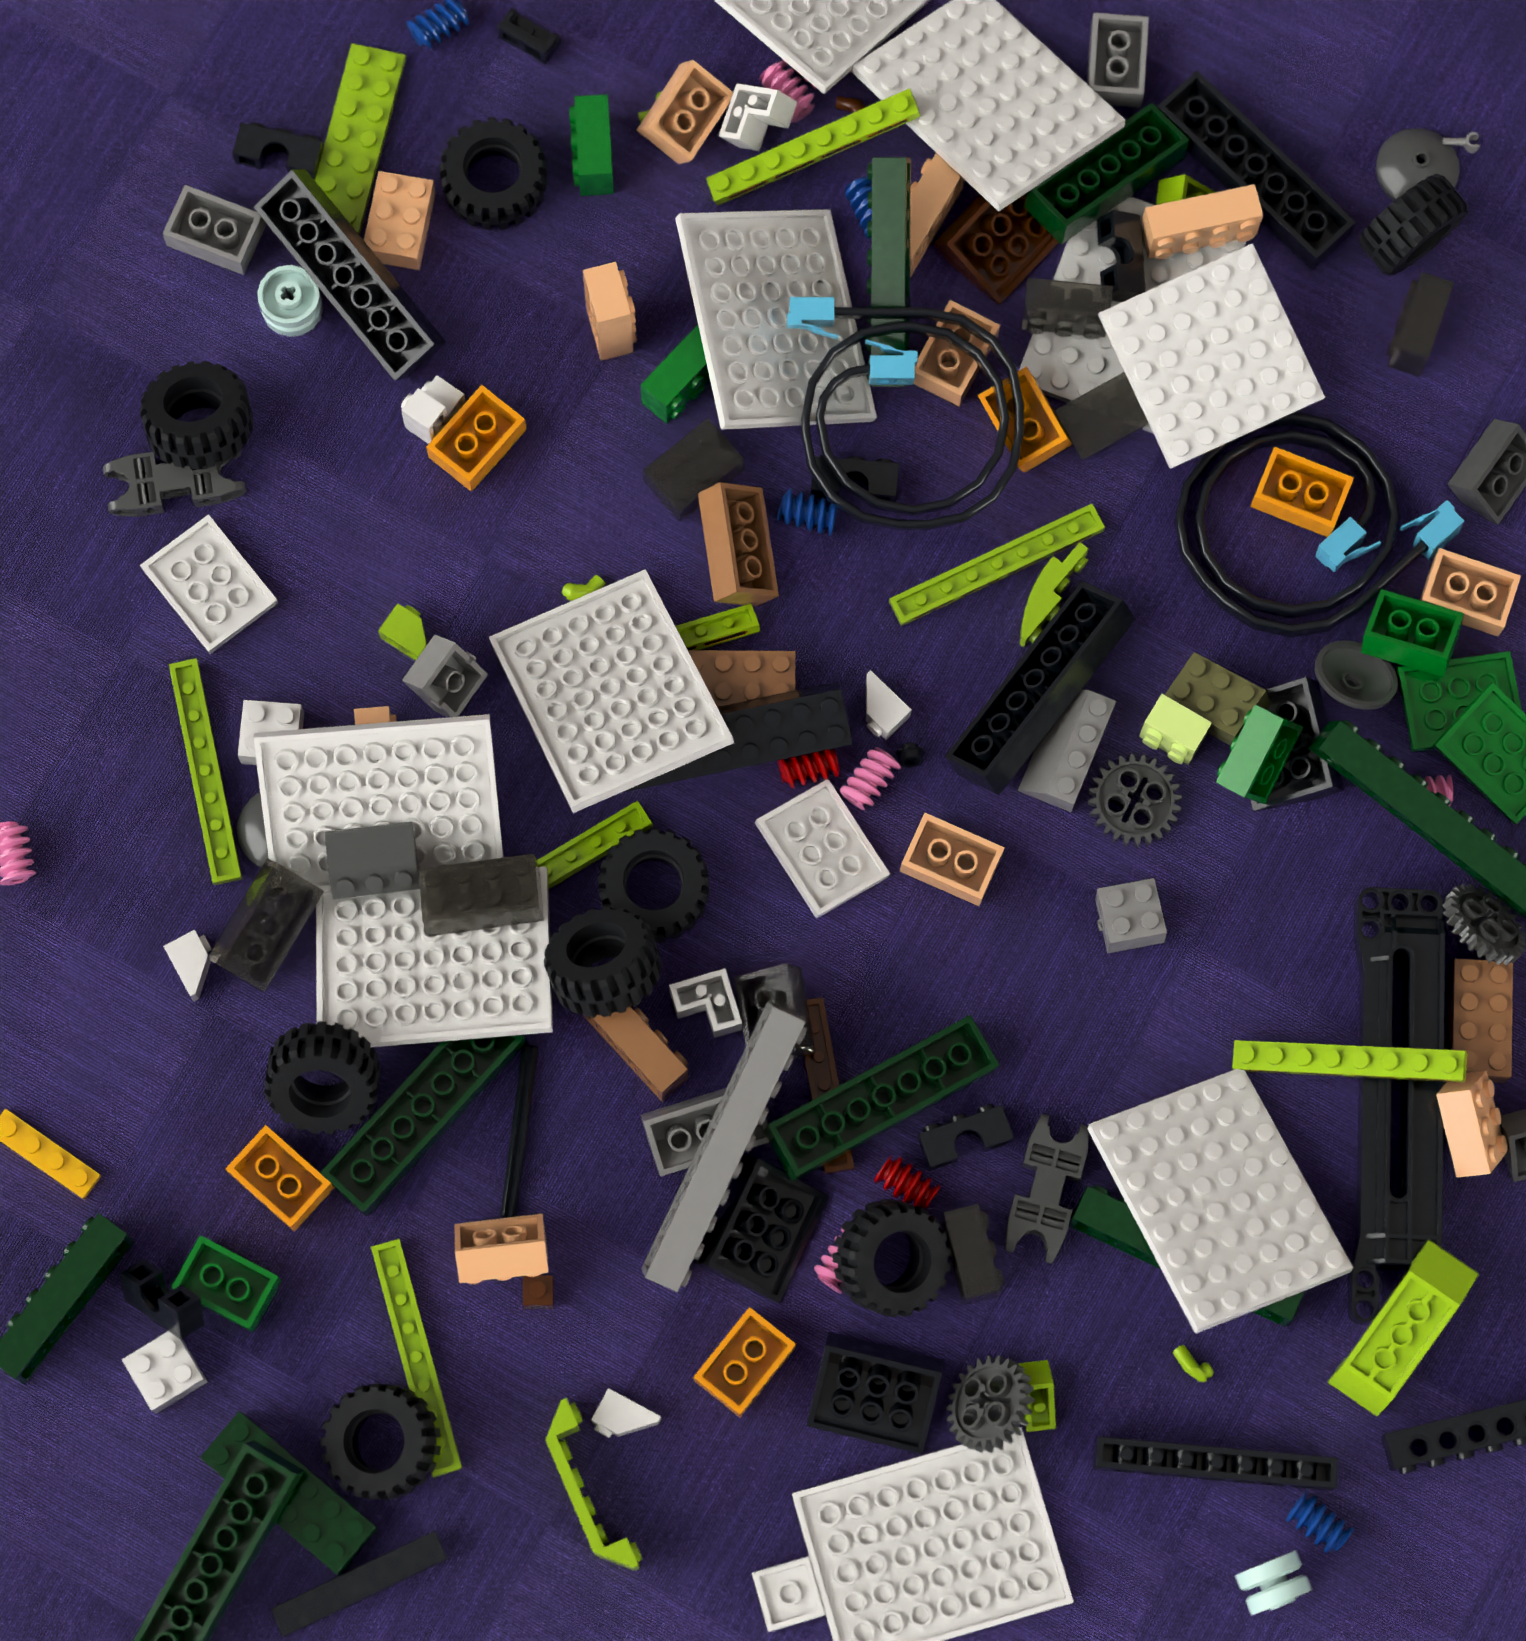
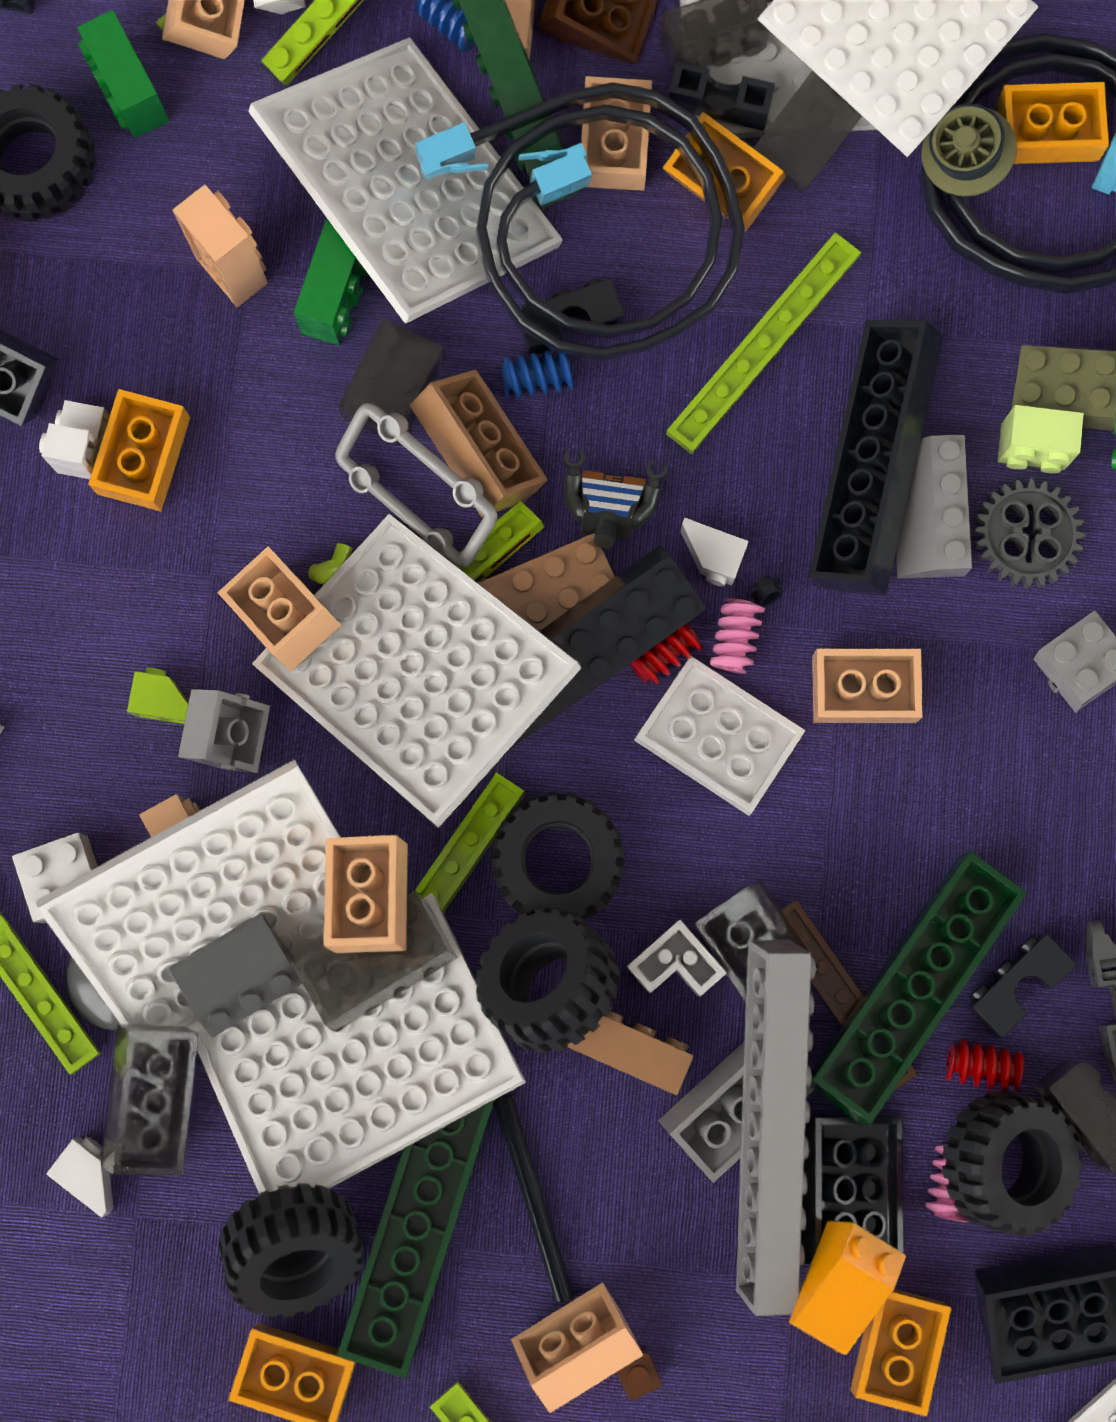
camera: 20 degrees left, 5 degrees up
(497, 837) = (365, 894): none -> light nougat brick
(528, 603) = (279, 609): none -> light nougat brick
(640, 534) = (365, 478): none -> light grey bar
(723, 1289) = (846, 1285): none -> light orange slope
(818, 634) = (610, 502): none -> pearl dark grey torso
(1032, 350) = (737, 104): none -> black arch
(1043, 599) = (831, 359): lime slope -> none
(1223, 484) = (969, 150): none -> olive piece

